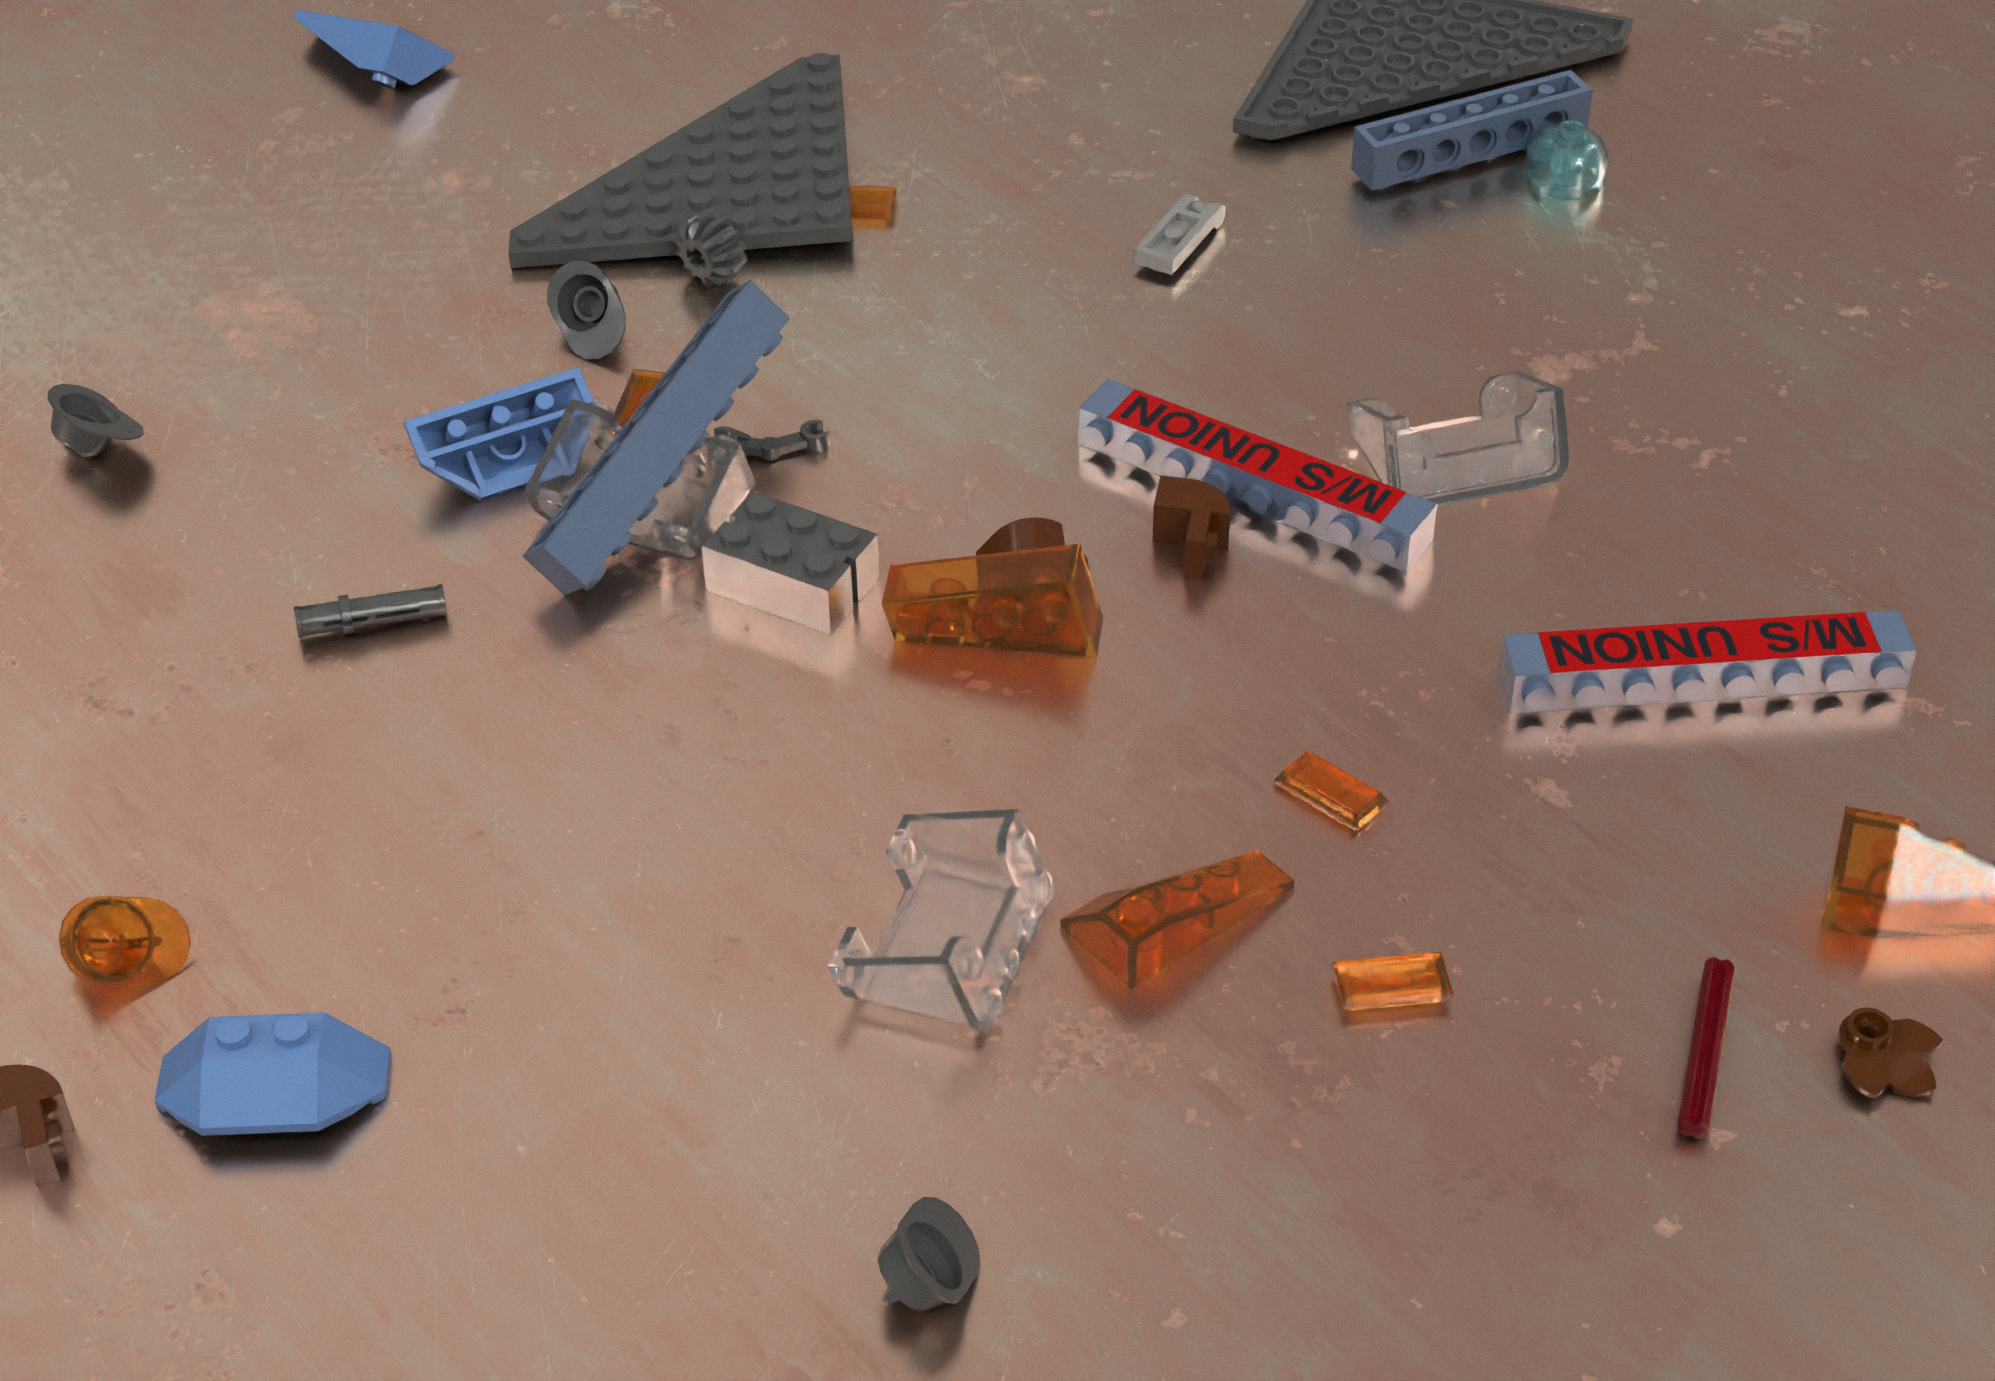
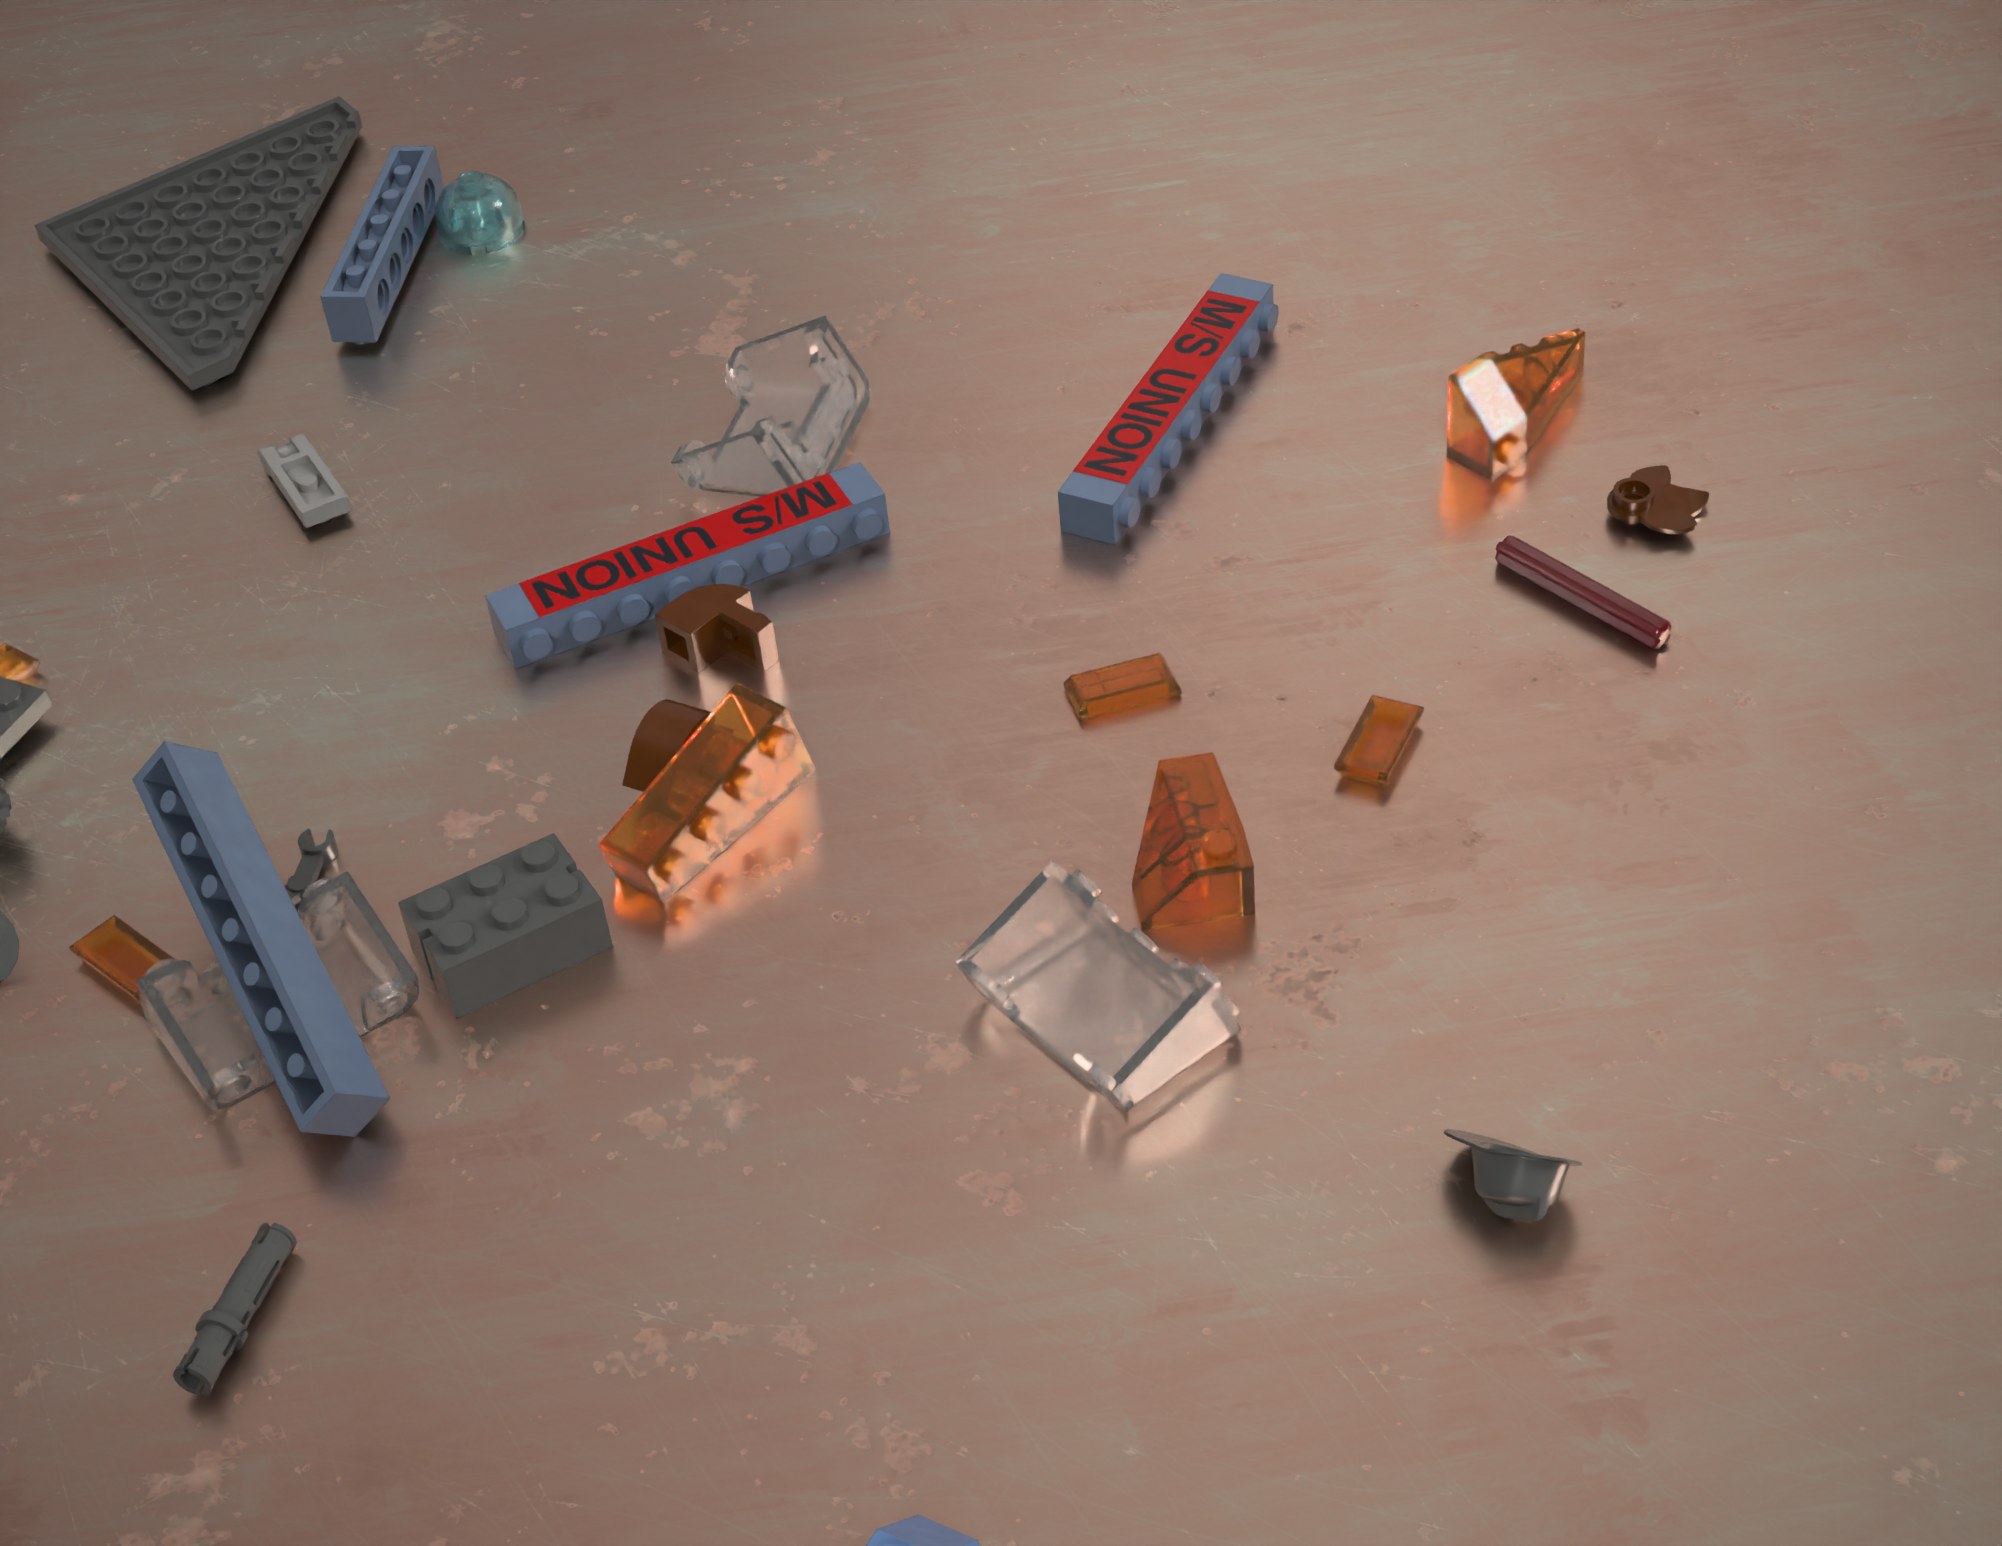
camera: 55 degrees left, 0 degrees up
(497, 438) = (89, 1077): medium blue wedge -> none

